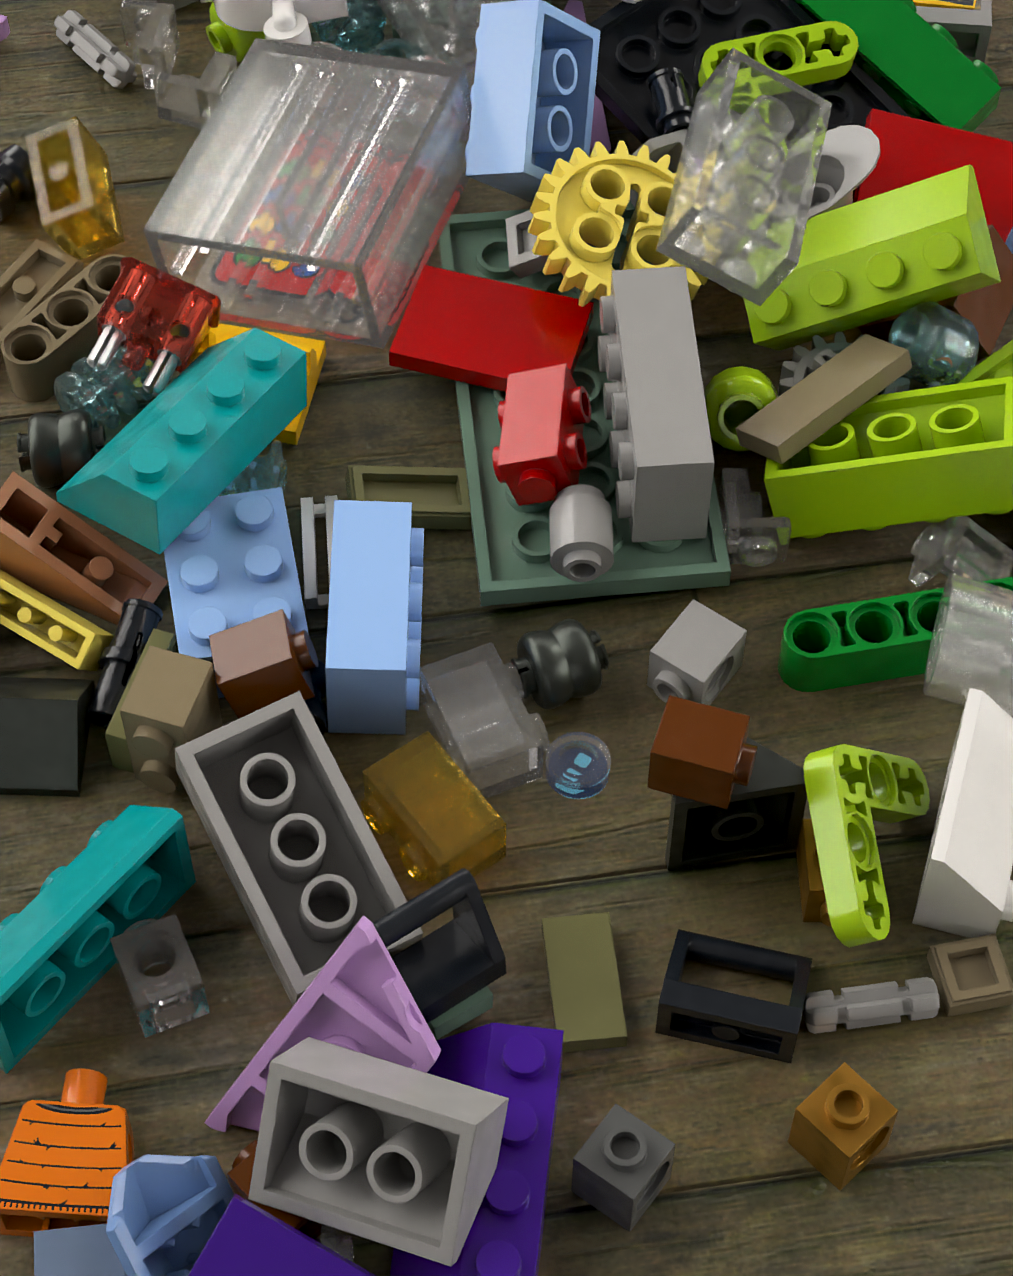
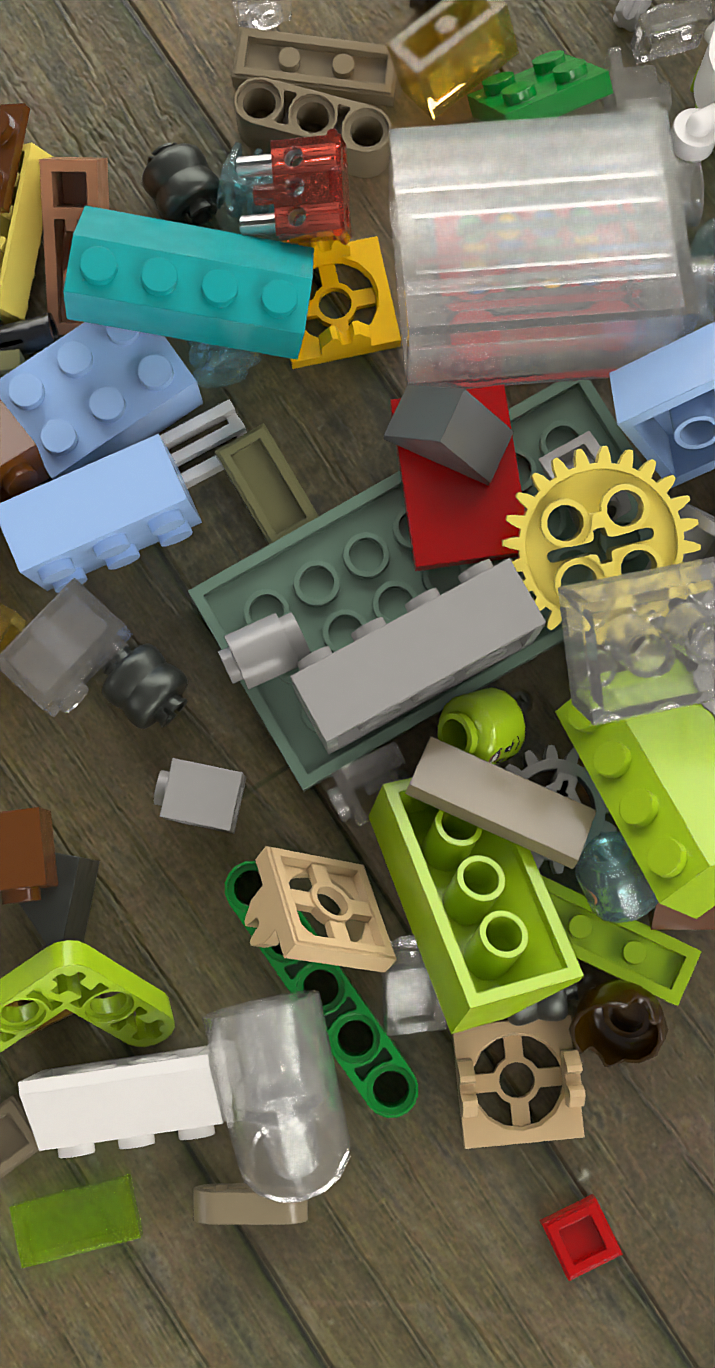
camera: 65 degrees right, 25 degrees up
(159, 142) = (546, 90): none -> green plate
(445, 311) = (450, 430): none -> dark grey slope
(541, 434) = (345, 572): brick -> none
(578, 765) = (69, 741): clear tile -> none
(855, 582) = (354, 935): none -> tan piece

